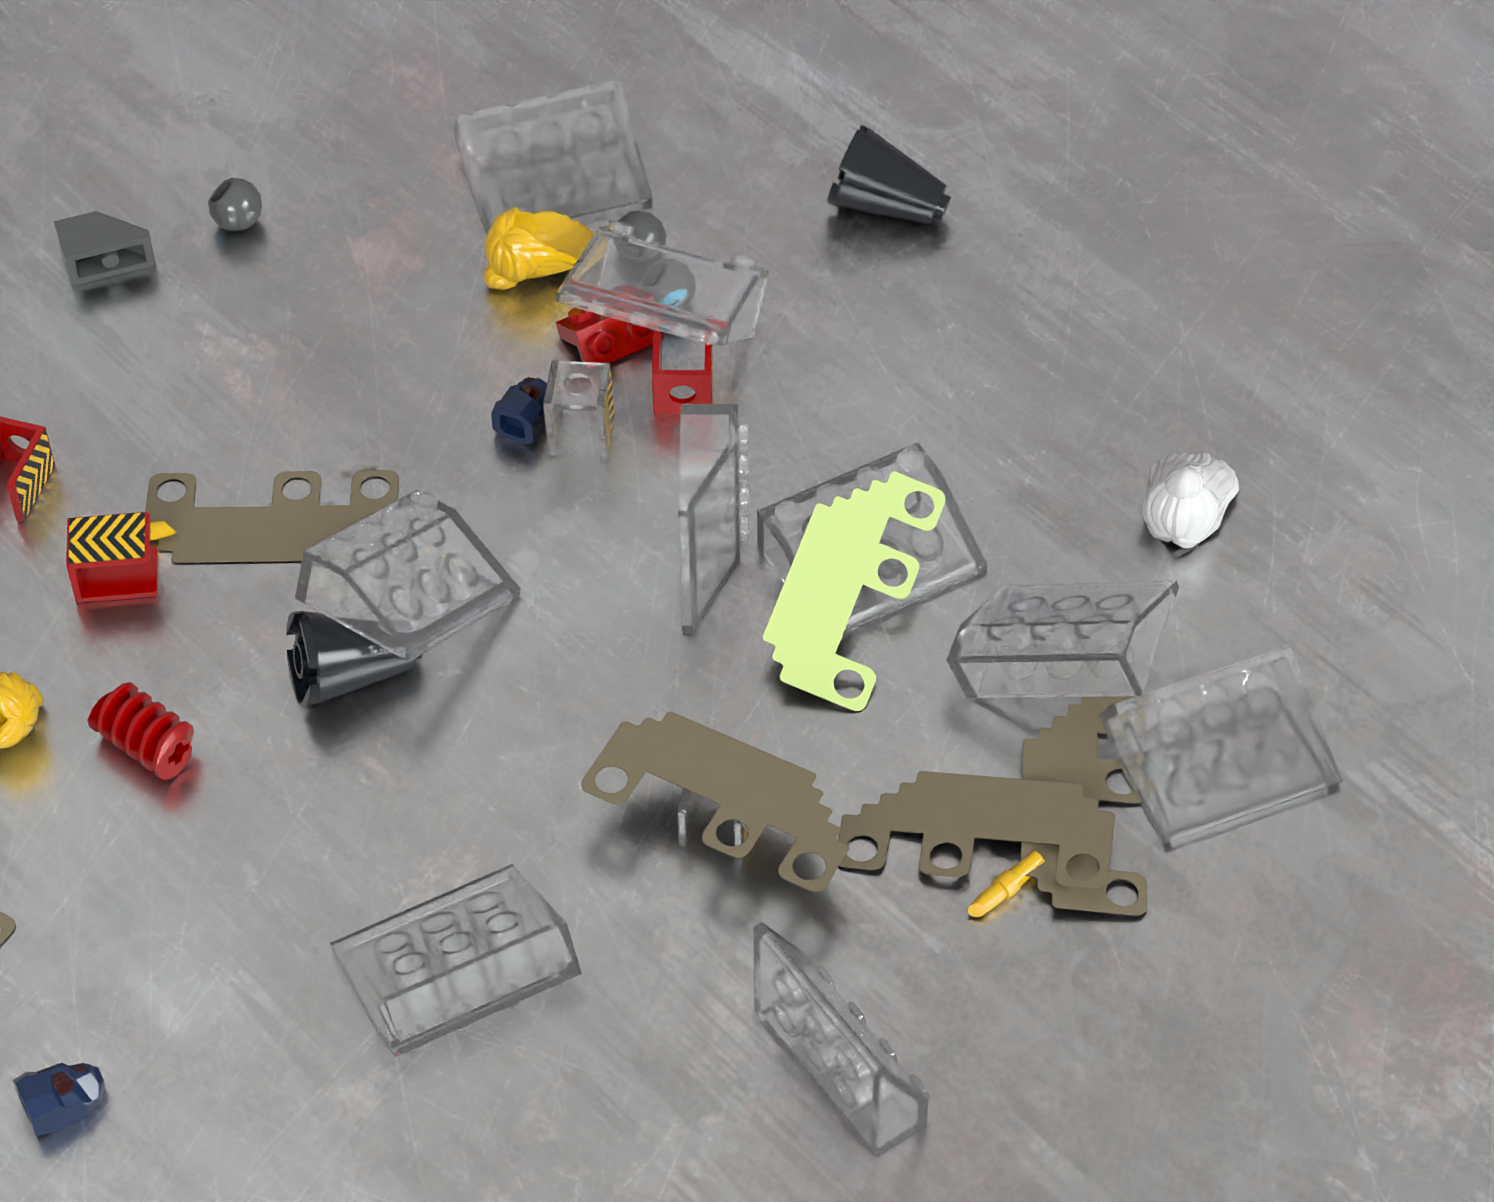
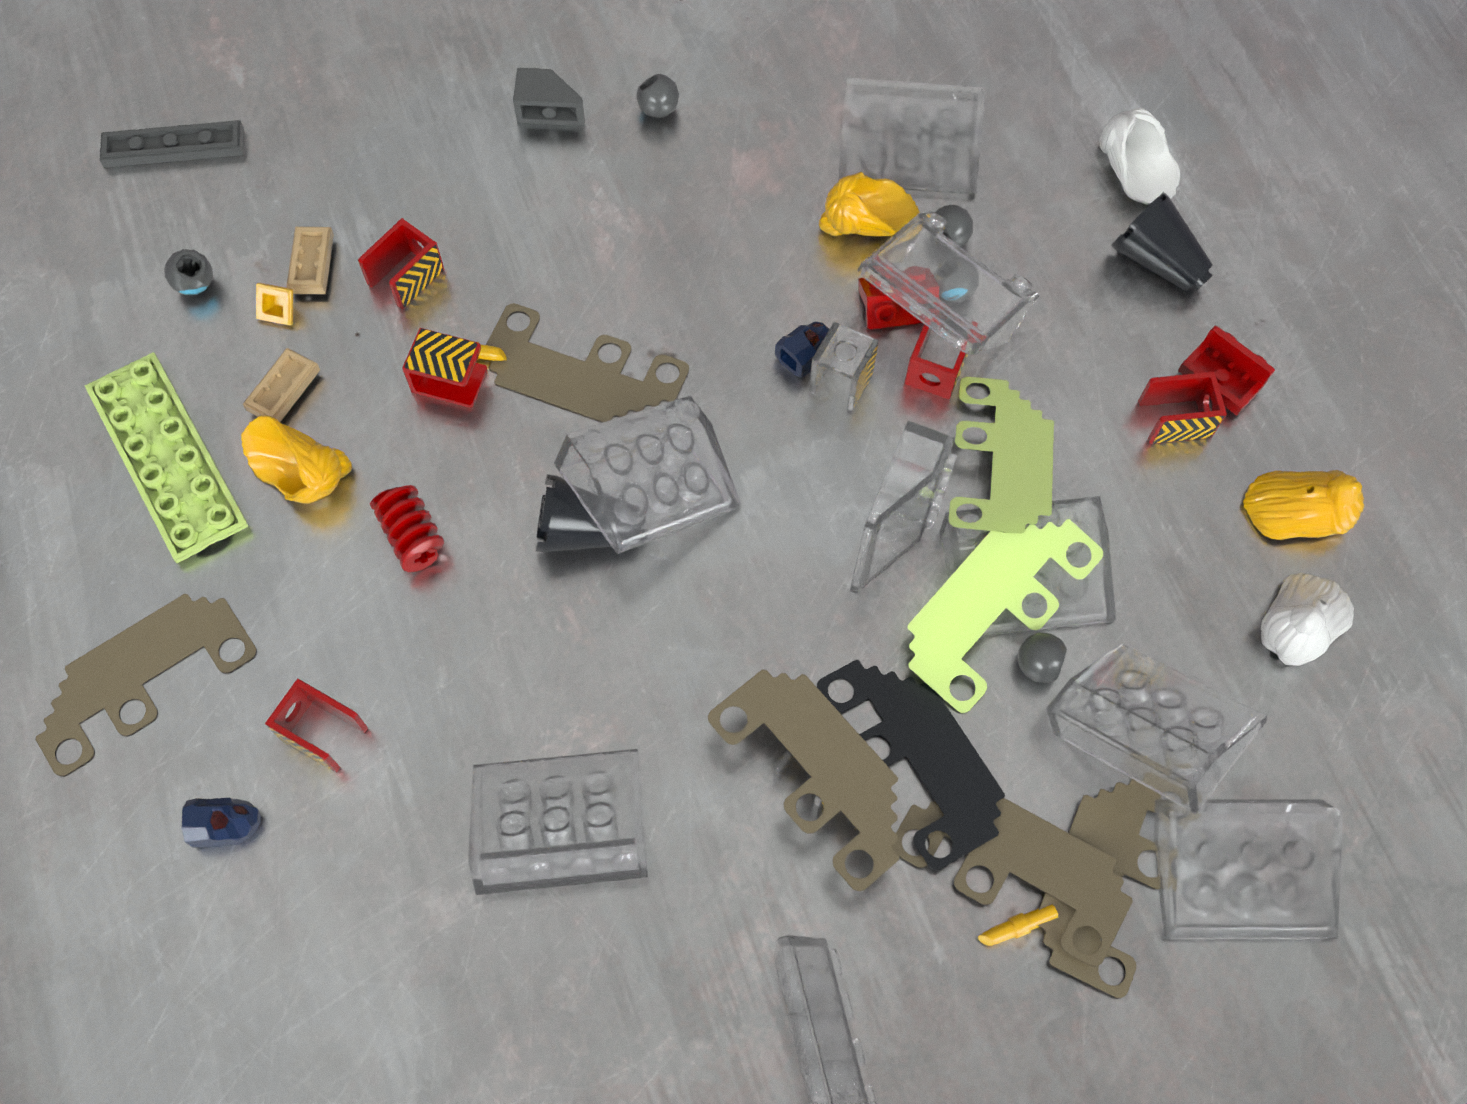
camera: 20 degrees right, 15 degrees up
(133, 934) = (304, 696): none -> red piece
(816, 437) = (1020, 460): none -> yellowish green piece
(819, 99) = (1140, 155): none -> white hair
(848, 752) = (938, 749): none -> black piece
(922, 622) = (1042, 657): none -> dark grey piece
(974, 332) = (1180, 389): none -> red piece
(1005, 284) = (1237, 369): none -> red bracket
(1142, 386) = (1304, 503): none -> yellow hair

